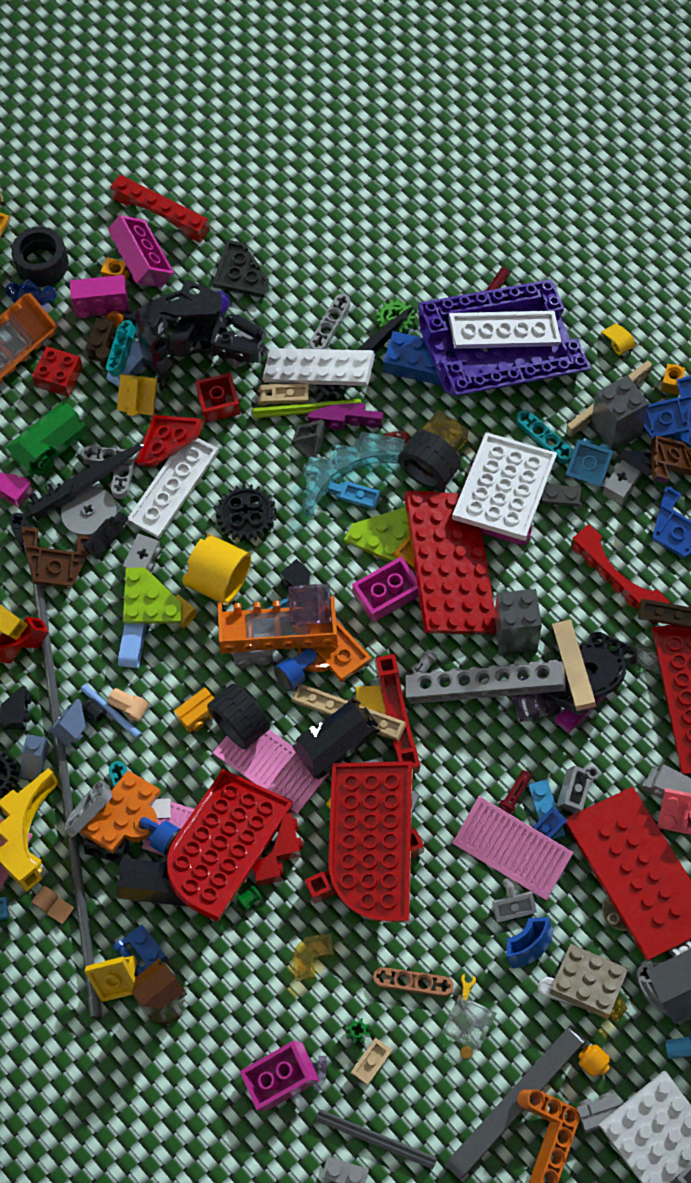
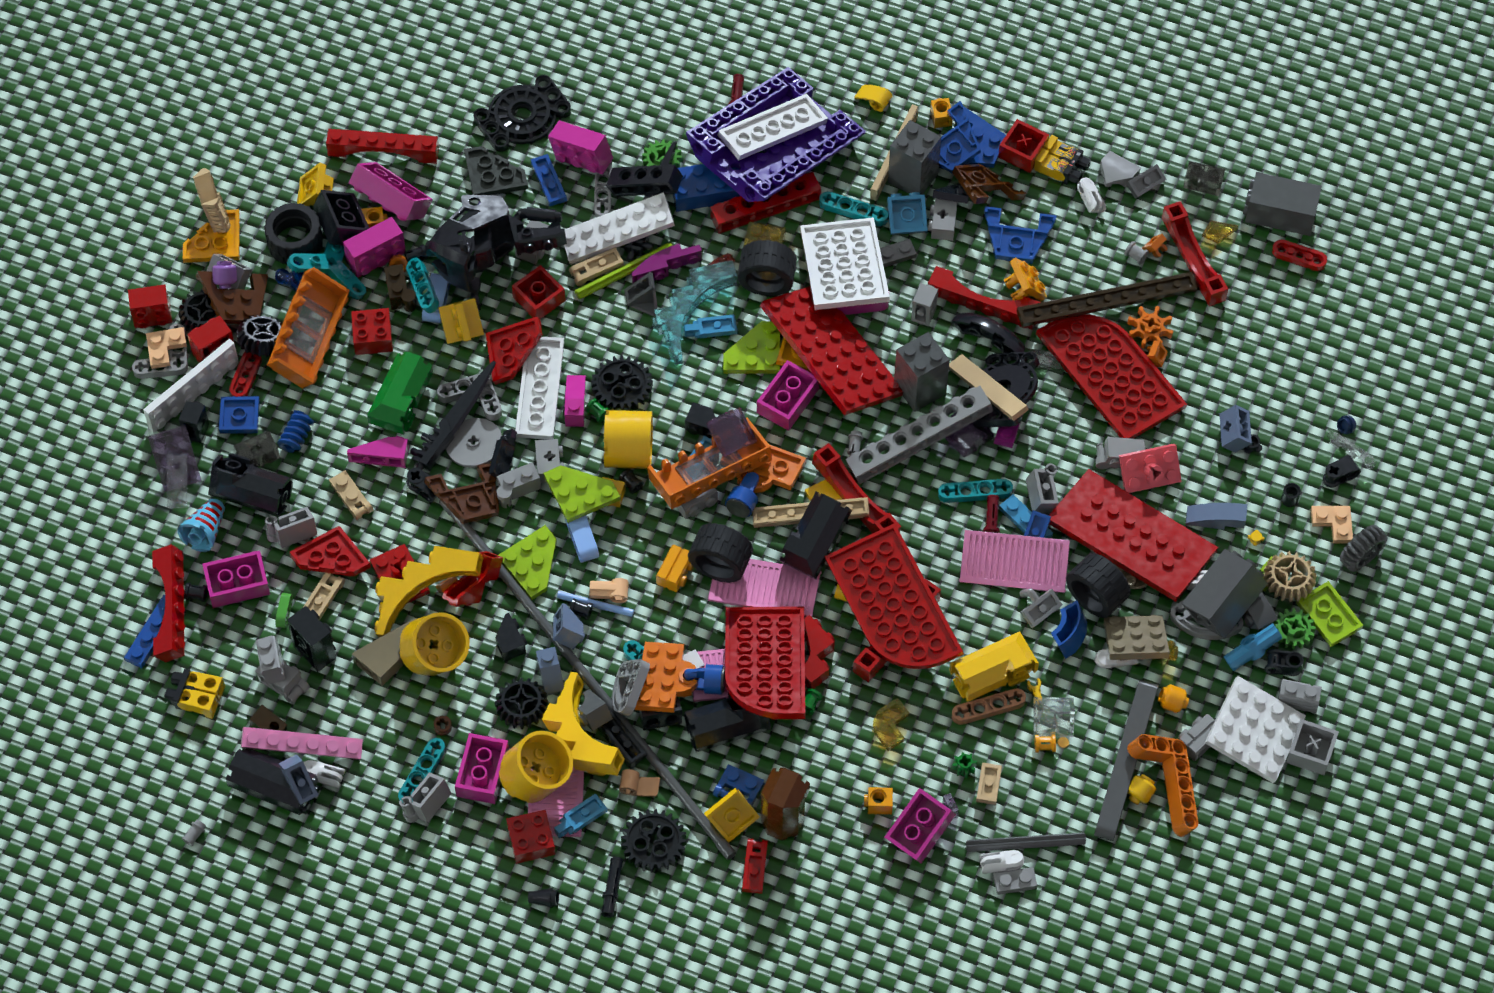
camera: 30 degrees left, 5 degrees down
(21, 955) = (670, 845): none -> black gear
(44, 292) = (337, 271): none -> teal piece
(45, 816) = (593, 711): none -> dark grey arch
(59, 854) = (620, 737): none -> black slope
(77, 645) = (531, 561): none -> lime plate
(83, 224) = (312, 183): none -> yellow bracket
(84, 255) = (339, 215): none -> black brick
(103, 566) = (517, 484): none -> light grey hinge
(111, 1037) = (754, 866): none -> red plate
(196, 510) = (575, 401): none -> dark pink slope
(204, 608) = (631, 481): none -> black bush
(210, 522) = (596, 410): none -> green bush
(263, 1037) = (884, 794): none -> light orange brick
(285, 297) = (548, 180): none -> blue plate
(300, 211) = (522, 96): none -> black piece
(325, 279) = (580, 147): none -> dark pink brick
(340, 1148) = (1001, 861): none -> white arm
(364, 332) = (644, 180): none -> black brick
(435, 946) = (994, 667): none -> yellow brick
(446, 1046) = (1045, 739): none -> light orange bush
(474, 403) = (759, 210): none -> red brick
(514, 1140) = (1141, 789): none -> yellow head
(515, 755) = (975, 487): none -> teal beam
(558, 556) = (924, 304): none -> light grey brick
(576, 912) = (1098, 585): none -> black tyre
(615, 618) = (980, 326): none -> black brick
(669, 574) = (1028, 279): none -> light orange plate

